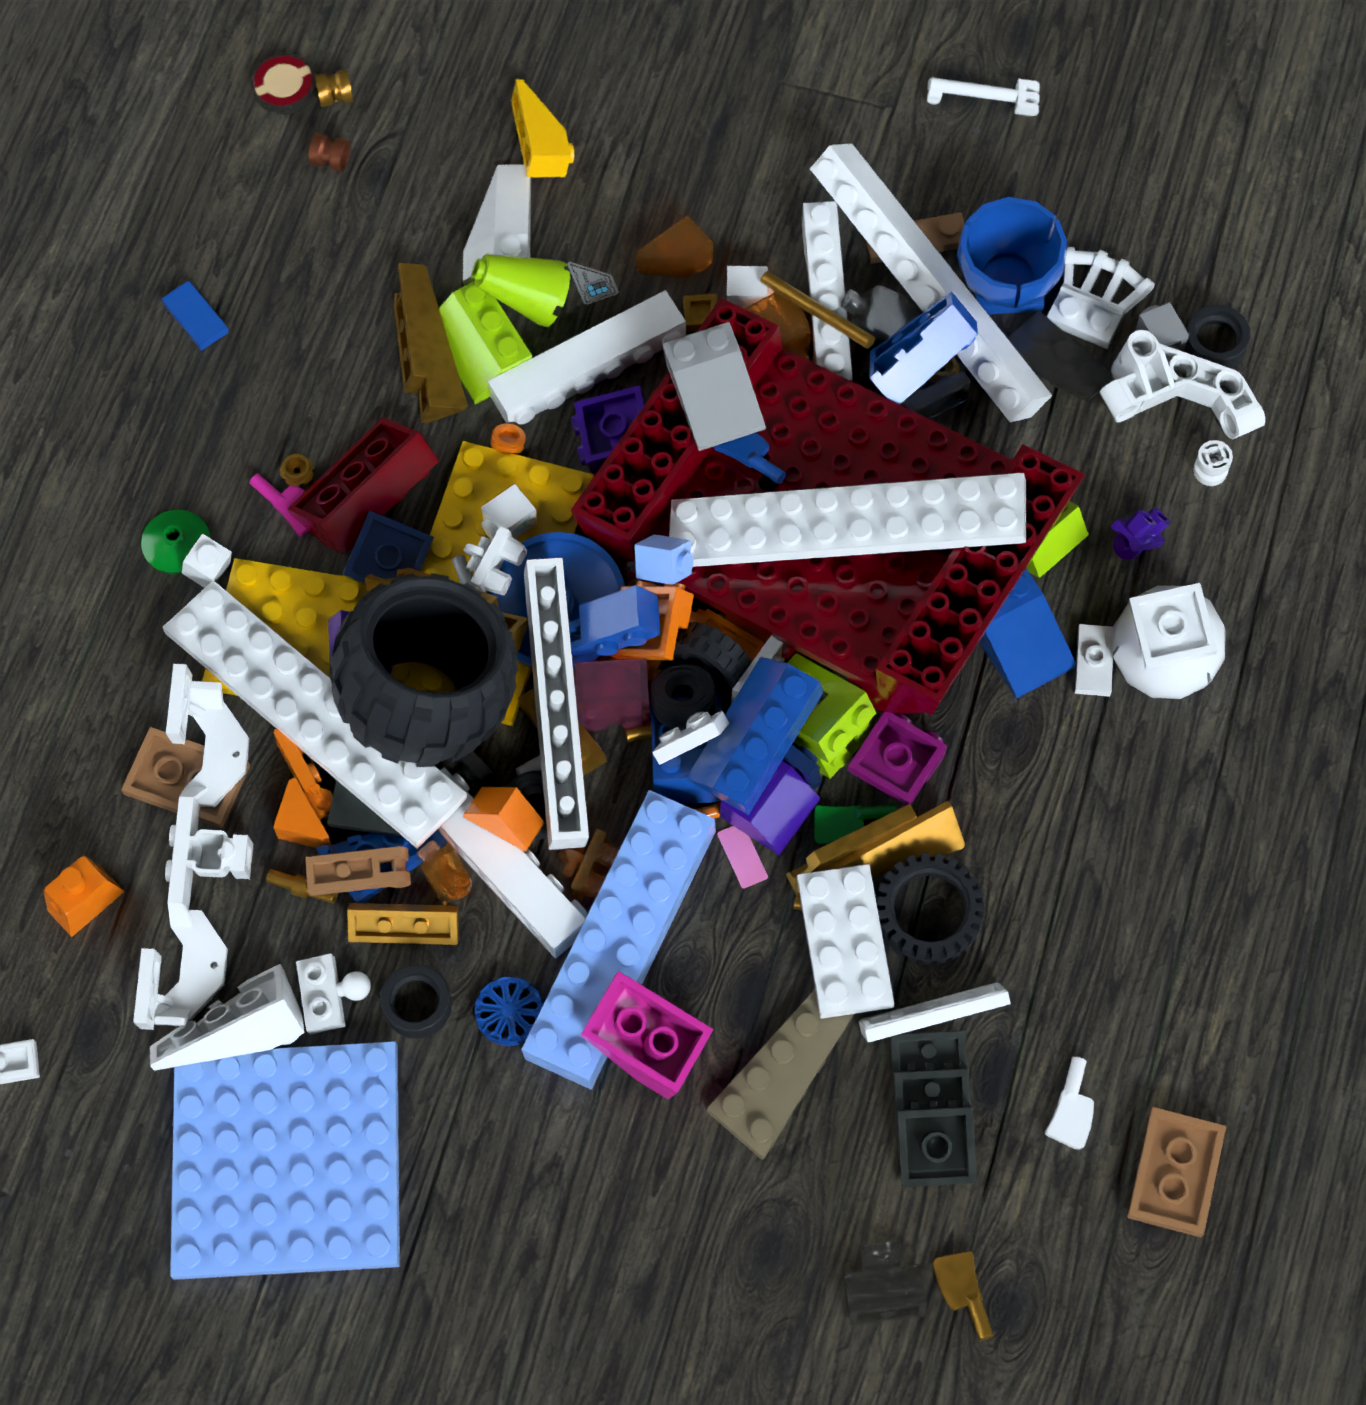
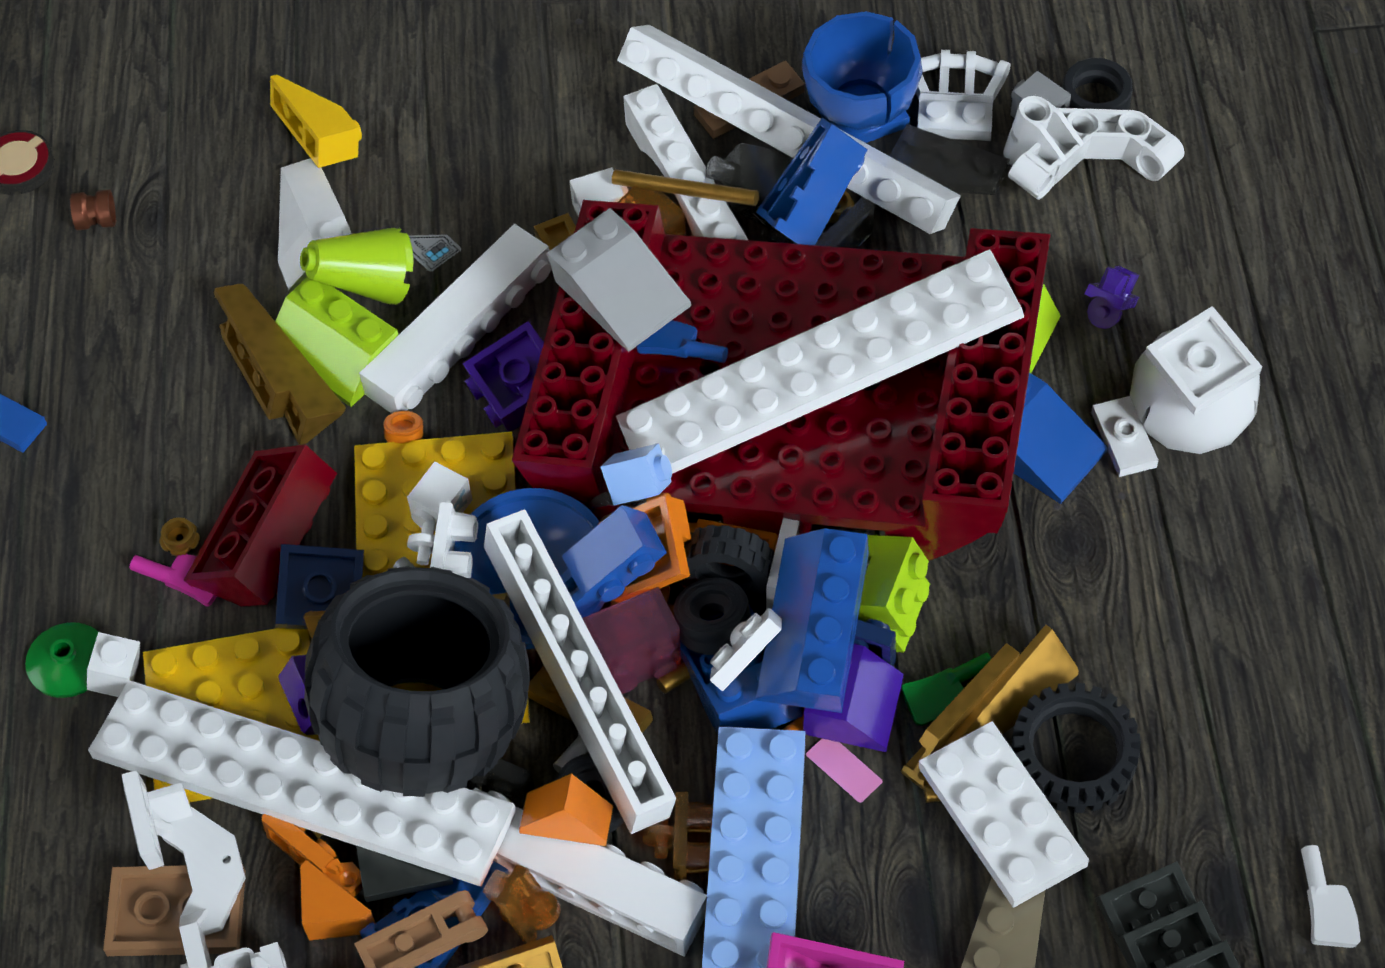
camera: 20 degrees left, 10 degrees down
(334, 88) = (74, 147): pearl gold wheel -> none
(676, 251) = (508, 187): clear orange slope -> none
(898, 757) = (969, 601): magenta plate -> none
(934, 1012) = (1132, 855): white tile -> none
(1215, 470) = (1151, 207): white wheel -> none

